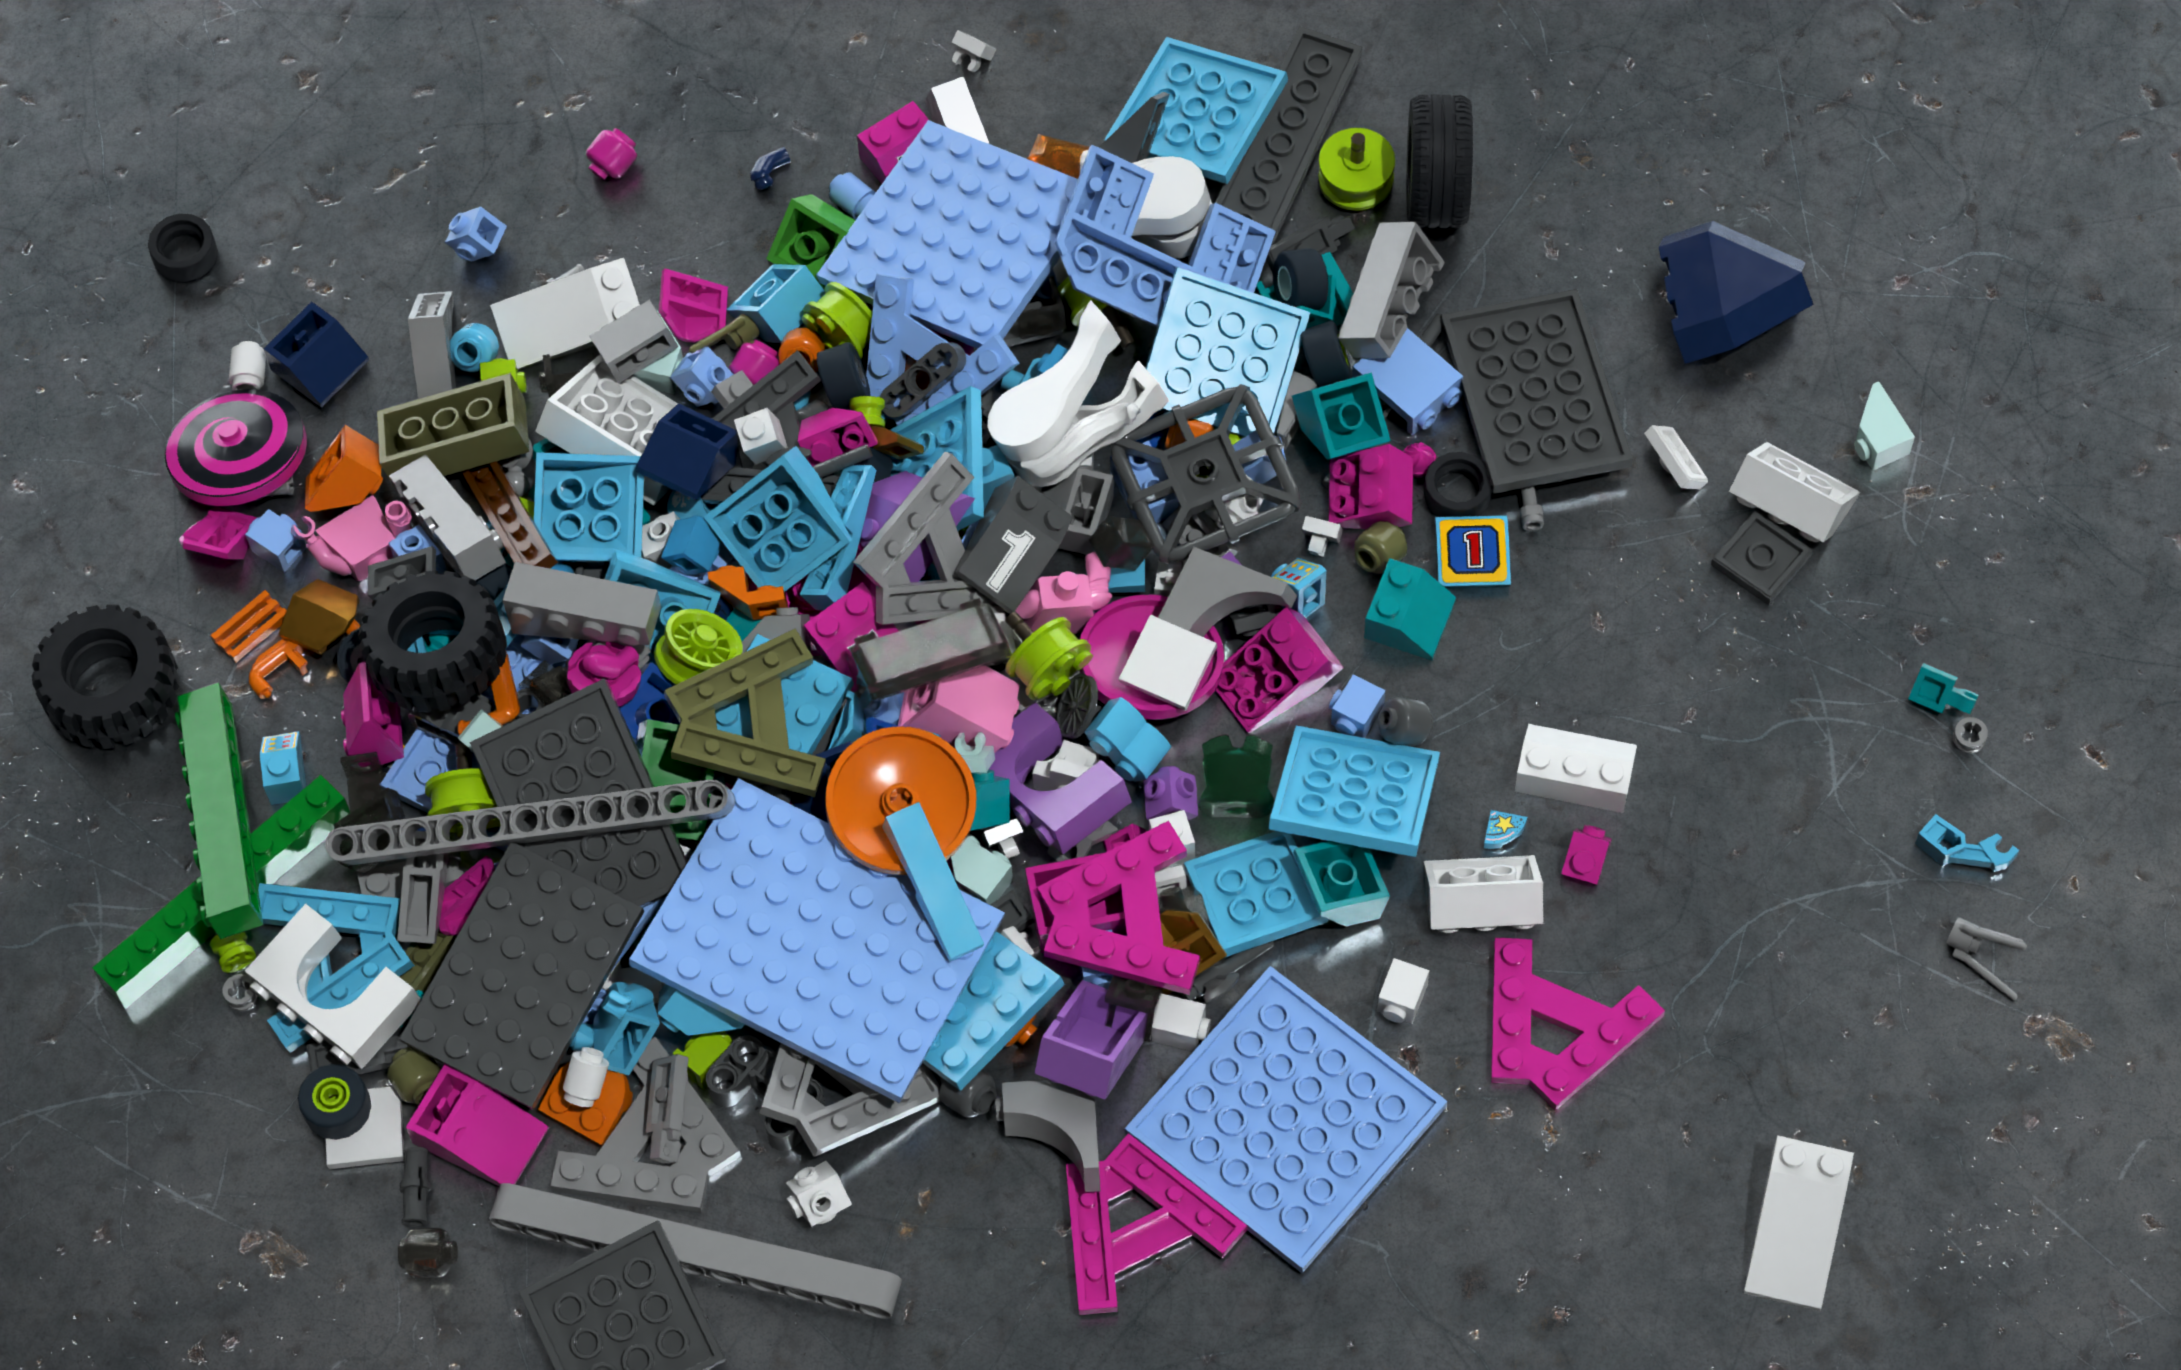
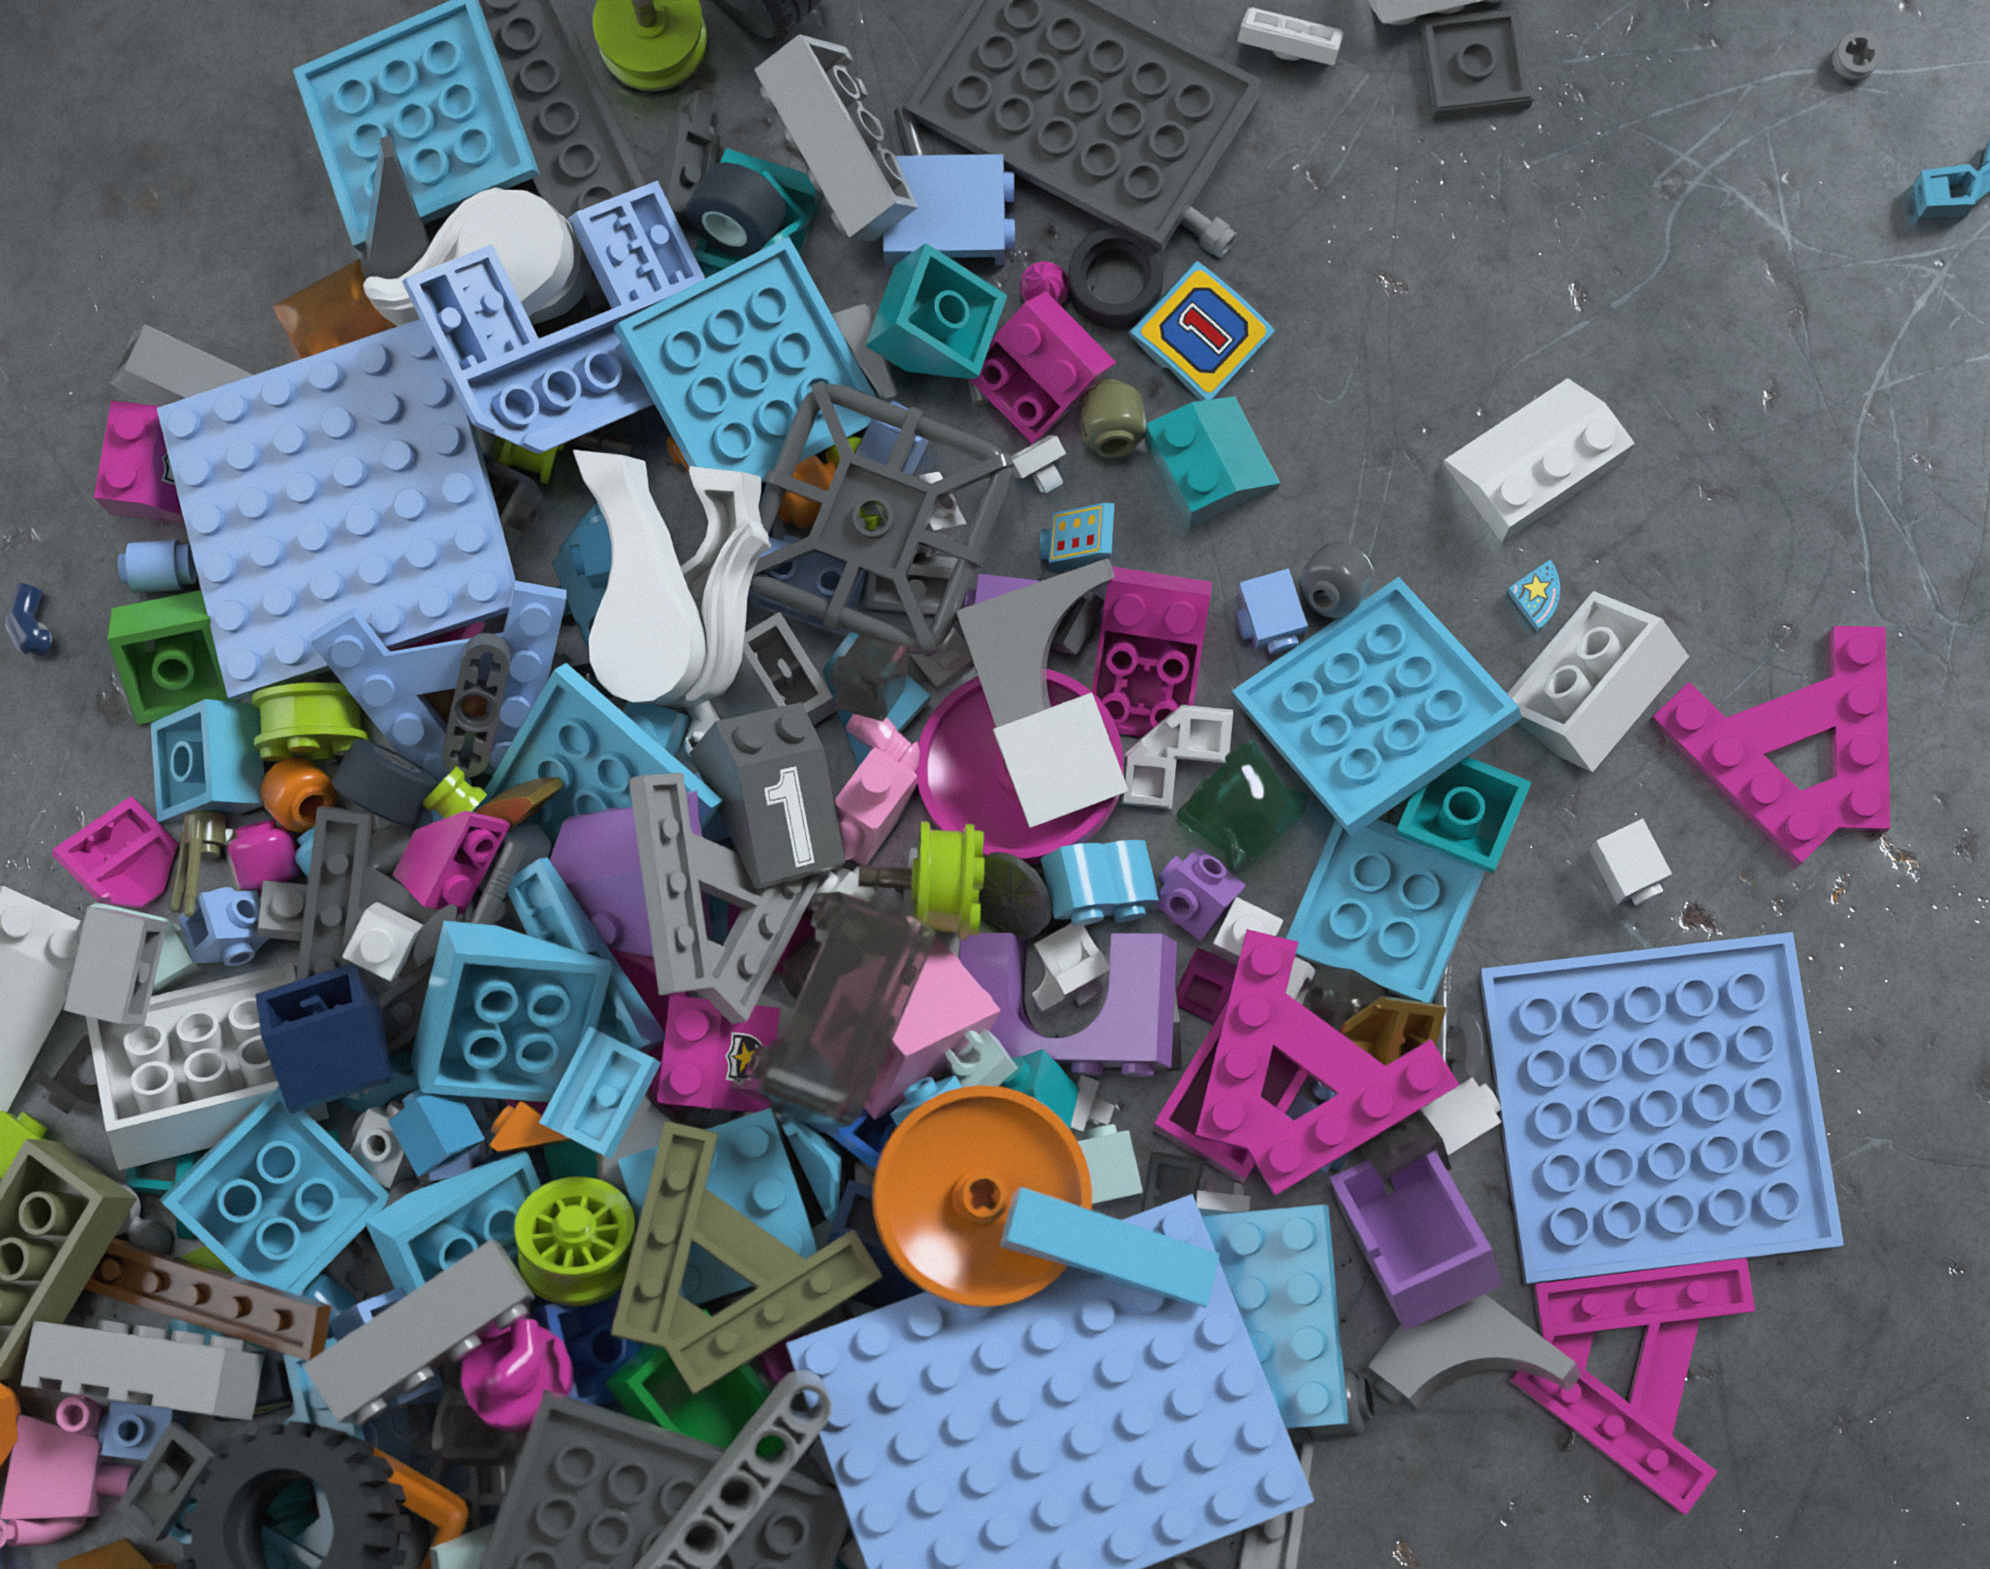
camera: 45 degrees left, 15 degrees up
(782, 593) = (600, 1092): none -> medium azure plate
(972, 47) = (100, 275): white tile -> none
(1224, 718) = (1184, 734): none -> white tile
(1325, 354) = (845, 265): black wheel -> none
(1586, 854) = (1645, 539): dark pink bracket -> none
(1936, 689) = (1786, 37): teal plate -> none

